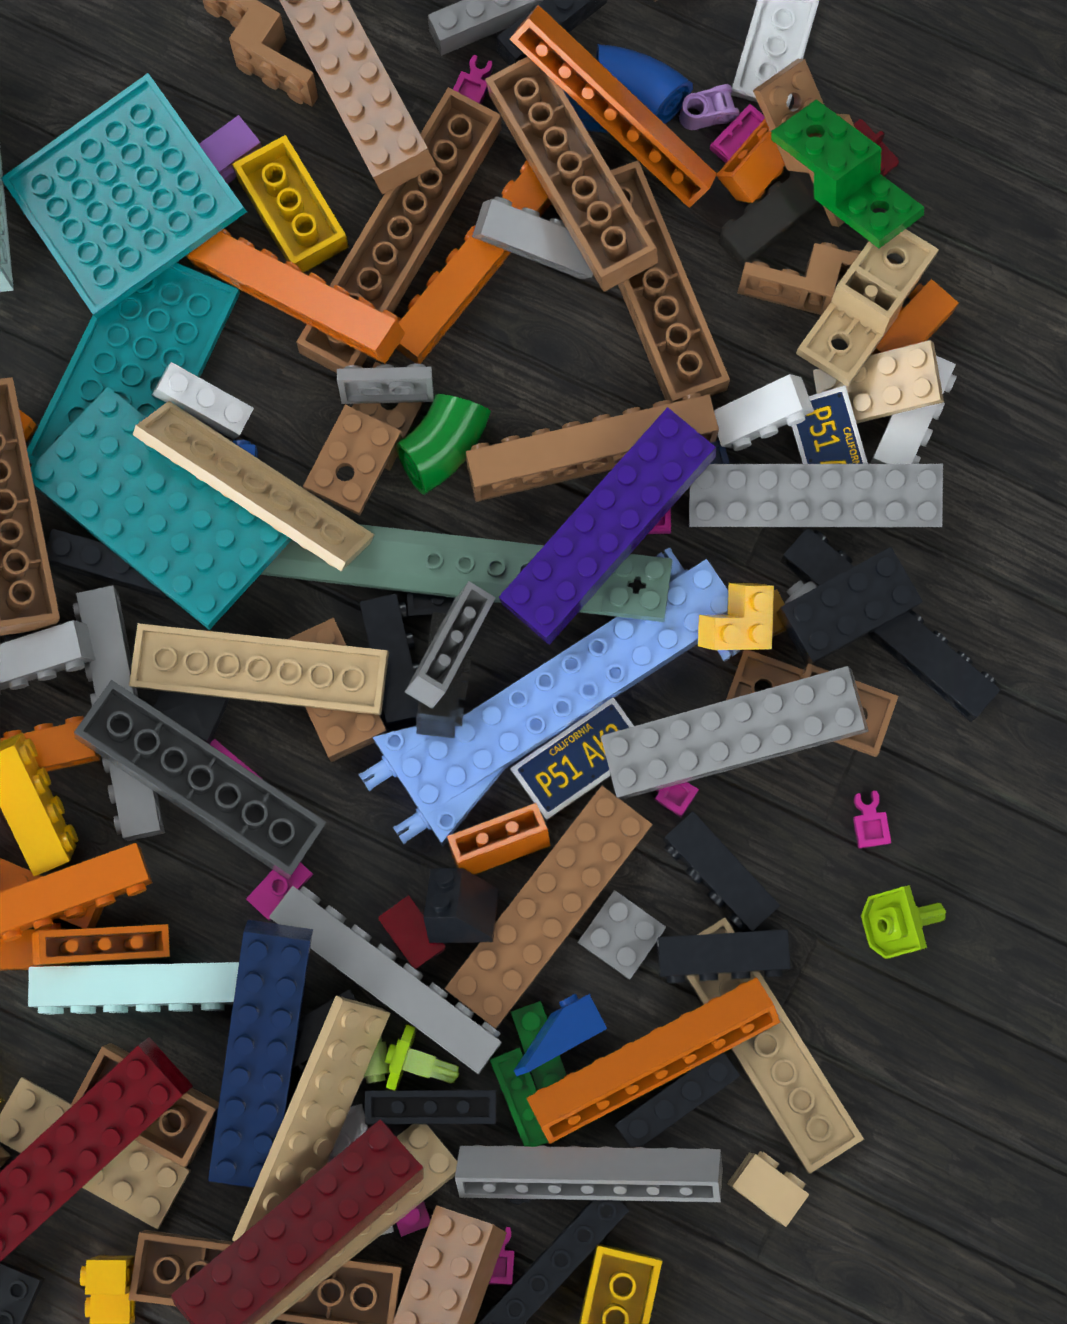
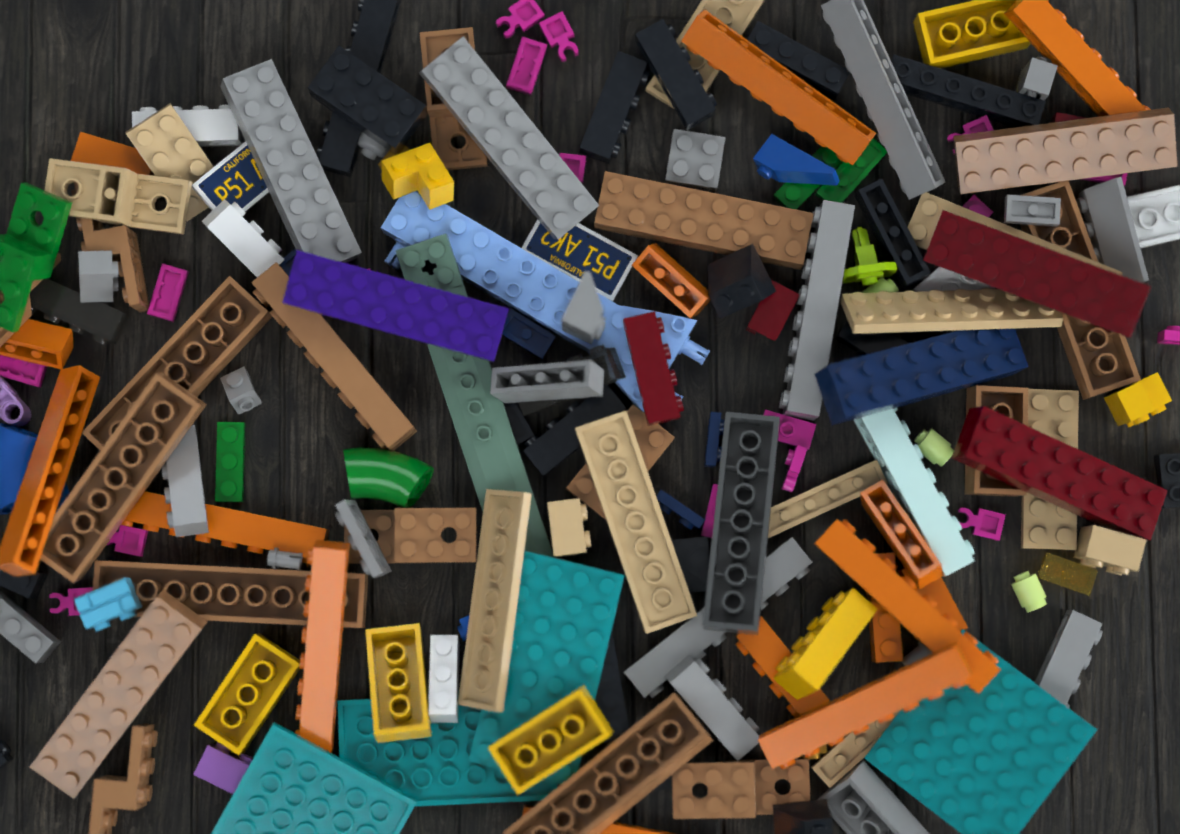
camera: 115 degrees left, 5 degrees up
(68, 1048) = (984, 523): none -> dark pink plate
(78, 469) = (550, 739): none -> yellow brick
(178, 1034) = (934, 447): none -> yellowish green brick
(185, 888) = (824, 497): none -> tan plate
(222, 352) = (398, 683): none -> yellow brick
(240, 733) = (688, 517): none -> dark blue plate
(240, 876) = (794, 461): none -> dark pink plate
(290, 599) = (567, 527): none -> tan brick
(308, 800) = (715, 428): none -> dark blue plate
(374, 1272) = (1032, 210): none -> light grey plate
(406, 299) = (284, 559): none -> light grey pin
(411, 764) = (651, 368): none -> dark red brick
(448, 104) = (107, 604): none -> medium azure brick
(503, 717) = (585, 312): none -> light grey slope
(506, 163) = (129, 540): none -> dark pink plate
(519, 660) = (527, 334): none -> dark blue plate
(538, 299) = (230, 462): none -> green plate
(607, 341) = (240, 390): none -> light grey bracket
(746, 316) = (167, 292): none -> dark pink plate
(793, 245) = (97, 276): none -> light grey brick
(812, 802) = (526, 66): none -> dark pink plate
(834, 853) = (558, 32): none -> dark pink plate

